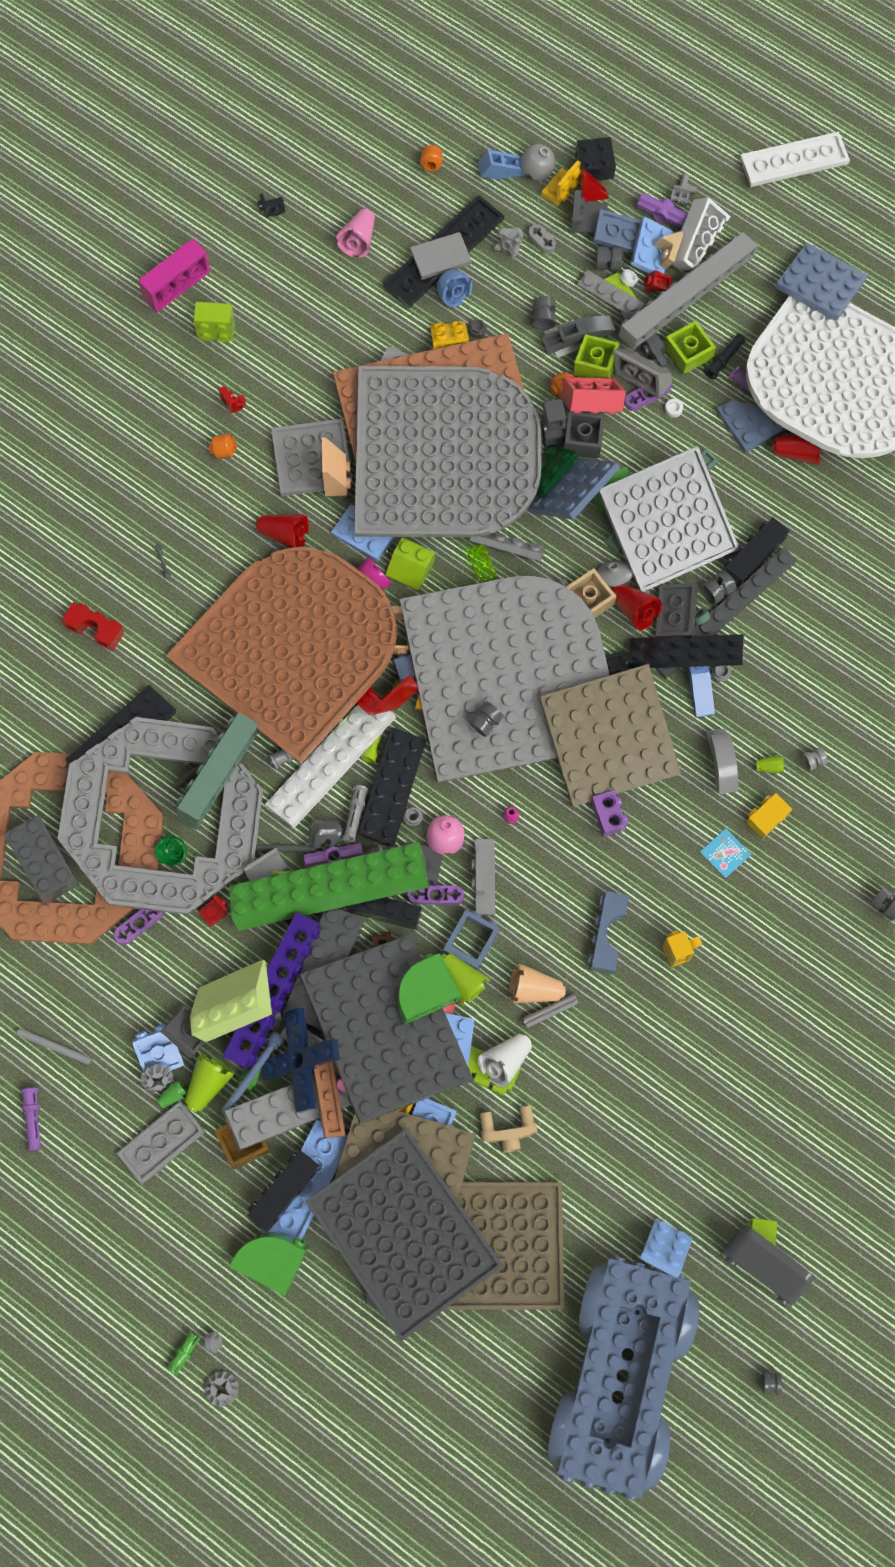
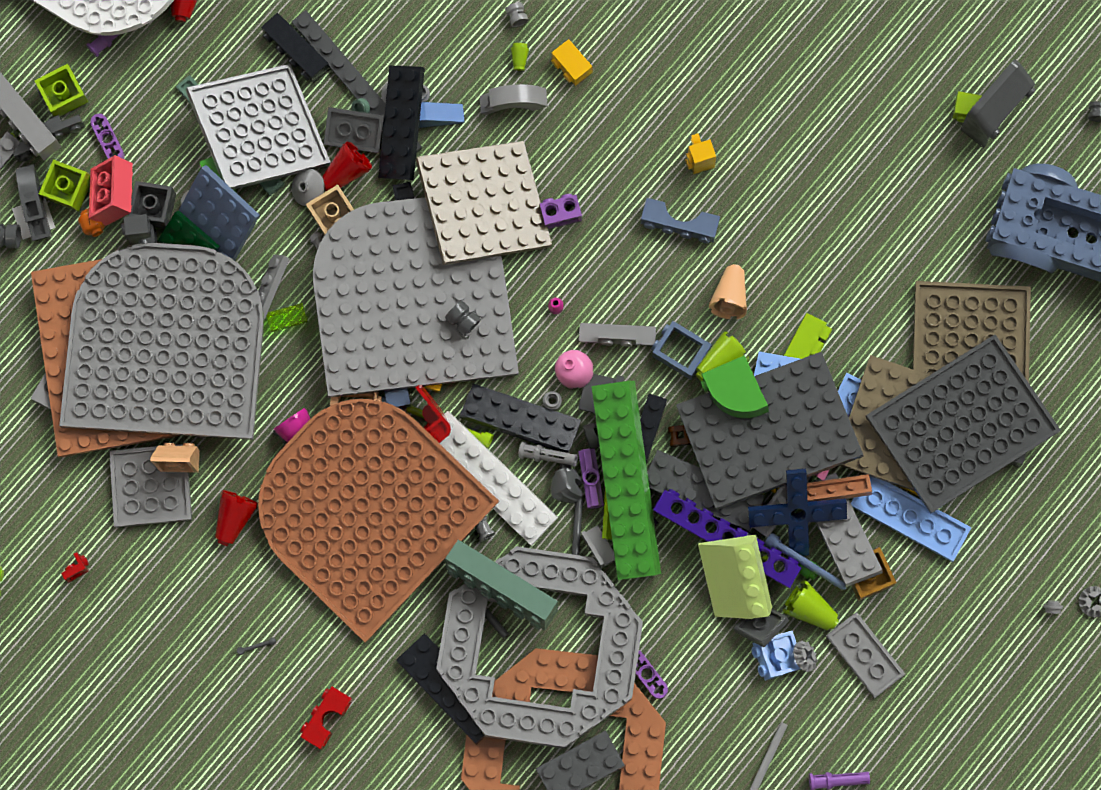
camera: 80 degrees left, 5 degrees up
(170, 850) = (576, 638): green hair -> none
(174, 1093) = (819, 641): bright green cone -> none
(183, 1353) = (1062, 635): bright green pin -> none
(214, 910) = (638, 598): red bracket -> none
(223, 446) = (130, 578): orange head -> none
(271, 1260) = (980, 550): bright green brick -> none
(283, 1191) = (918, 535): black brick -> none
(369, 546) = (239, 450): light blue plate -> none
(410, 564) = (282, 389): lime slope -> none
(420, 901) = (639, 369): medium lavender beam -> none
(448, 334) = (22, 335): yellow bracket -> none
(477, 327) = (13, 306): dark grey plate -> none
(505, 1059) = (800, 323): white cone -> none
(509, 1137) = (872, 324): tan connector -> none
(550, 1011) = (752, 281): light grey axle -> none
(642, 372) = (86, 140): light grey slope -> none
(666, 1248) = (980, 189): light blue plate -> none
(673, 408) = (125, 114): white tile -> none
(720, 361) = (77, 63): black pin -> none
(720, 586) = (330, 85): dark grey wheel -> none
(725, 853) = (604, 107): medium azure sticker -> none
(748, 424) = (151, 44): sand blue plate -> none

